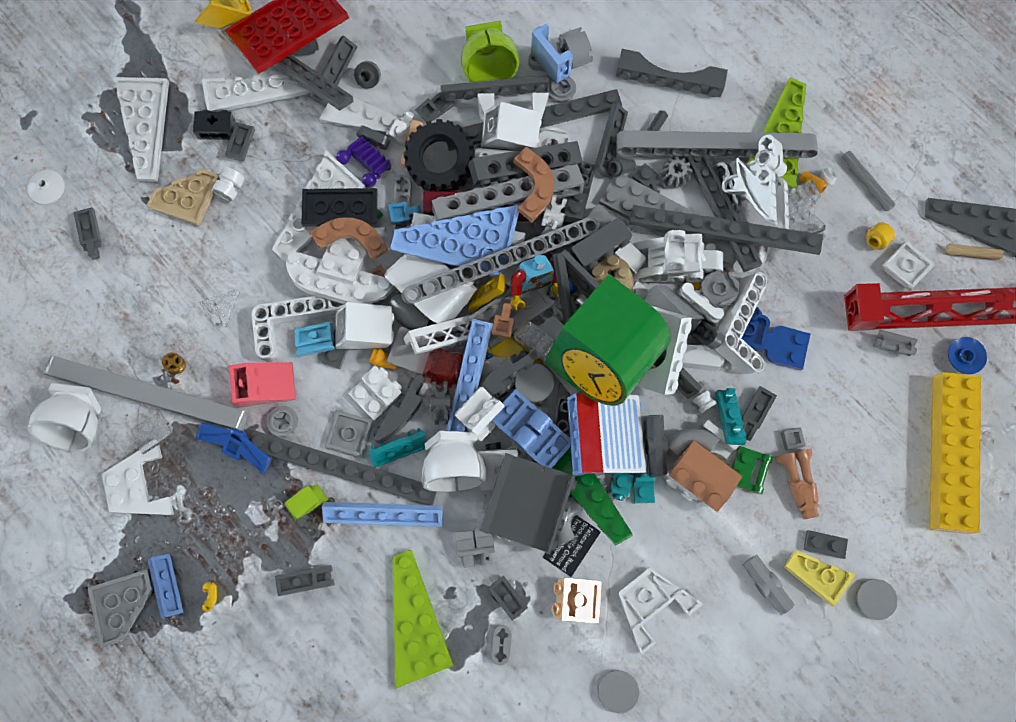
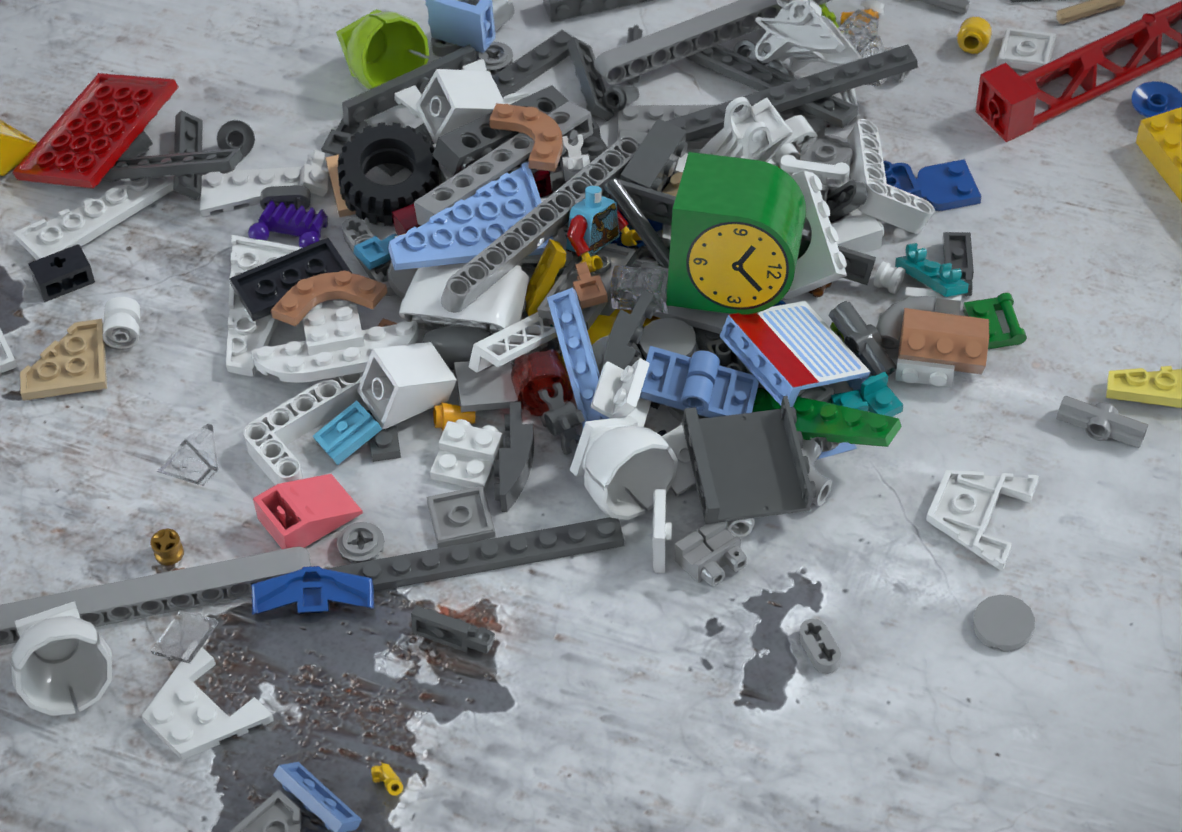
camera: 25 degrees left, 25 degrees down
(239, 142) = (107, 276): dark grey plate -> none
(303, 580) = (508, 700): dark grey plate -> none
(306, 501) = (454, 600): lime slope -> none
(382, 514) = (564, 576): light blue plate -> none
(398, 448) = (538, 497): teal plate -> none
(417, 634) = (699, 687): lime wing -> none
(451, 519) = (661, 530): none -> white plate
(507, 598) = (791, 589): dark grey plate -> none
(571, 554) = (840, 509): black sticker -> none
(577, 600) = (881, 546): plate -> none
(648, 177) = (663, 96): dark grey plate -> none
(676, 165) = (691, 75): light grey gear -> none
(793, 439) = (1021, 270): light grey tile -> none
(803, 492) = (1068, 307): nougat piece -> none
(825, 544) = (1139, 353): dark grey plate -> none
(896, 343) = (1068, 125): light grey hinge -> none

